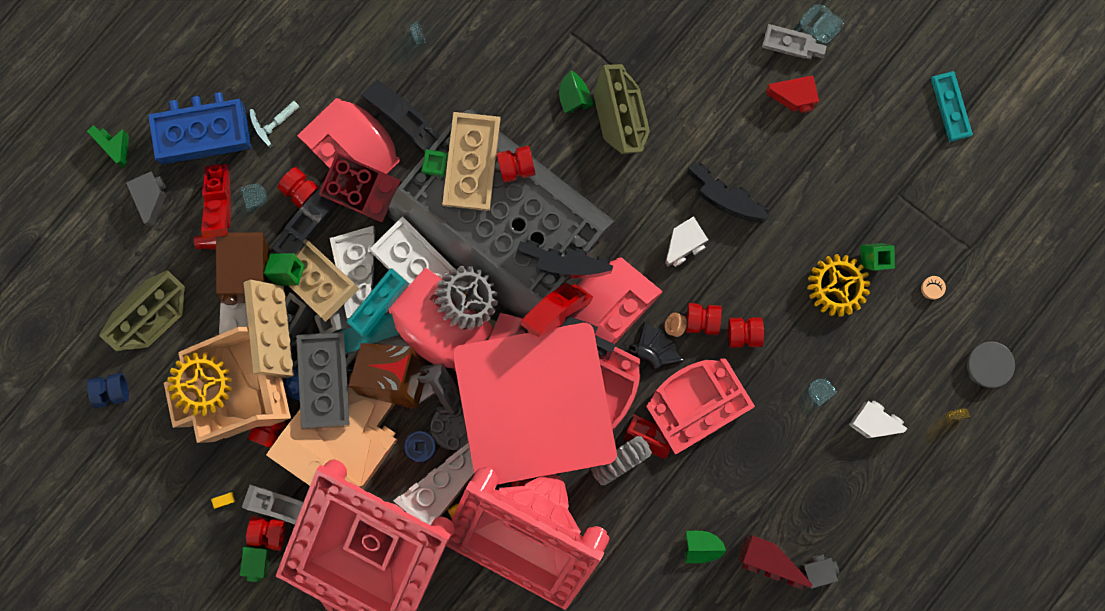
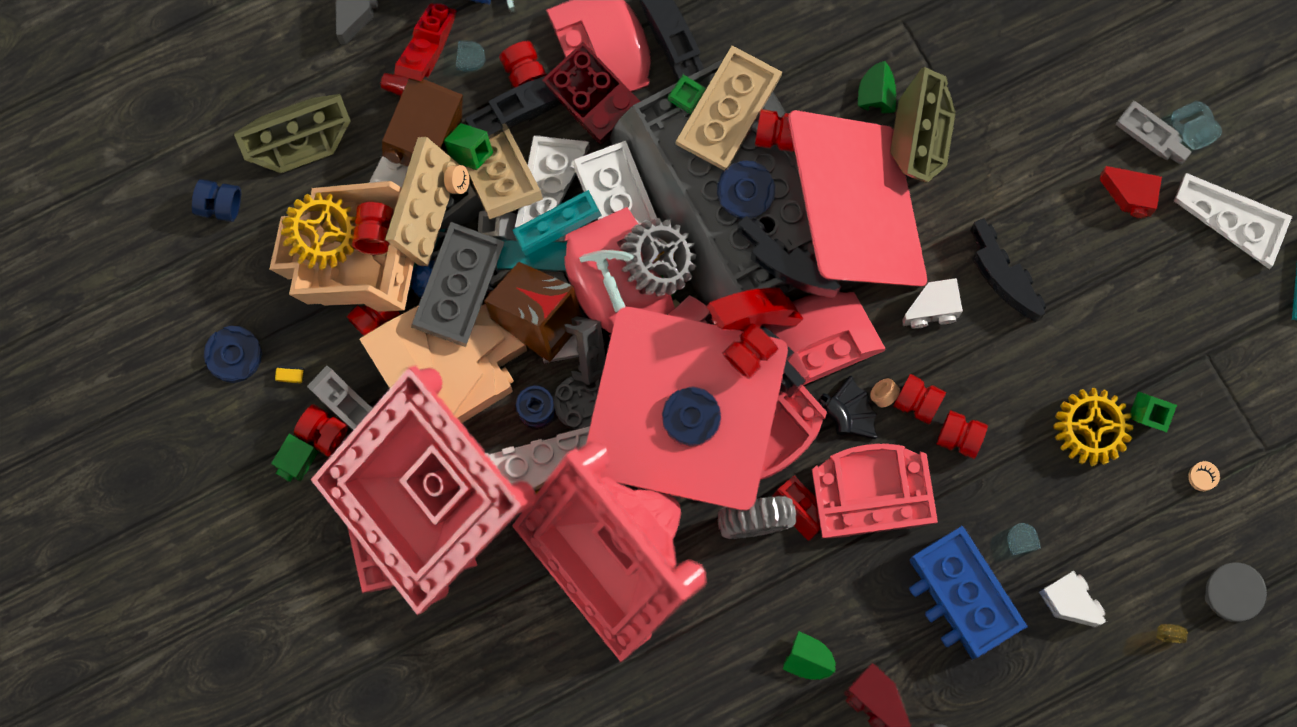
camera: 25 degrees right, 5 degrees down
(173, 502) = (232, 354): none -> dark blue tile
(239, 365) = (372, 228): none -> red wheel
(286, 300) = (456, 179): none -> light nougat tile
(423, 317) = (609, 281): none -> light aqua piece
(511, 219) = (745, 189): none -> dark blue tile
(542, 409) = (691, 416): none -> dark blue tile
(566, 342) = (748, 353): none -> red wheel
(596, 191) = (856, 201): none -> coral piece
(797, 451) = (965, 594): none -> blue piece
(883, 83) = (1239, 219): none -> white wing

